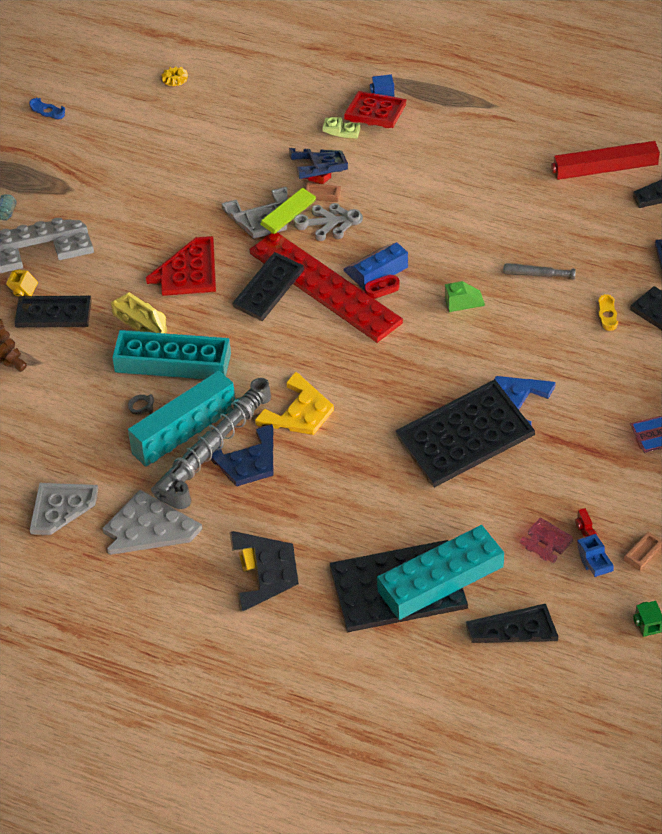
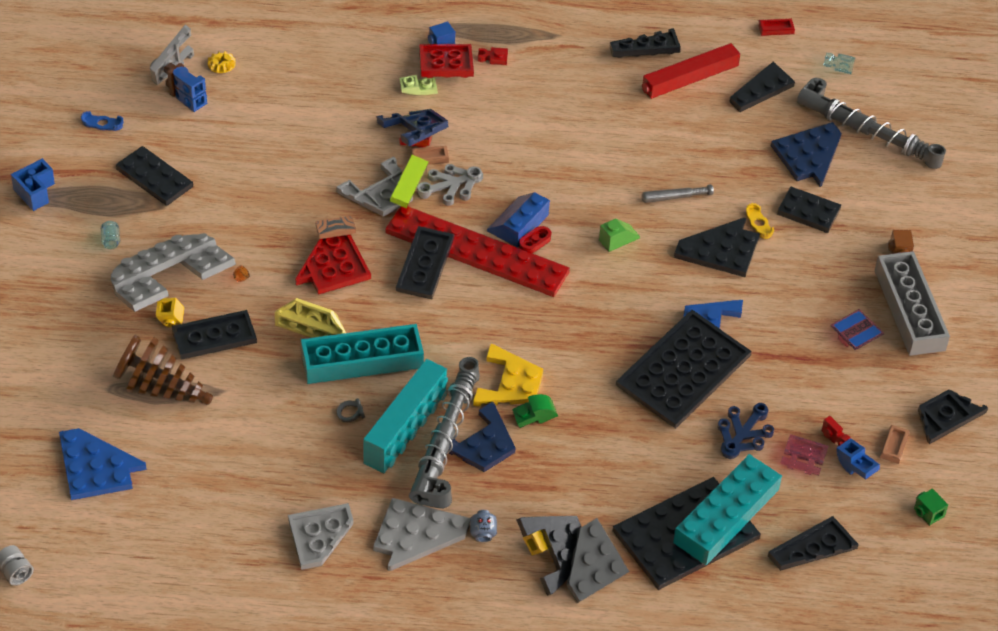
camera: 25 degrees left, 0 degrees up
(69, 164) = (154, 175): none -> black plate
(102, 263) = (241, 274): none -> clear orange hinge
(121, 65) = (171, 55): none -> light grey wing
(129, 91) = (185, 86): none -> blue hips
(202, 238) = (335, 227): none -> nougat tile
(208, 534) = (483, 526): none -> sand blue head
(293, 591) = (593, 562): none -> dark grey plate
(309, 439) = (538, 408): none -> green brick
(425, 114) = (496, 56): none -> red plate
(498, 506) = (759, 413): none -> dark blue plant
(558, 331) = (721, 248): none -> black wing
(573, 129) = (652, 45): none -> black wing

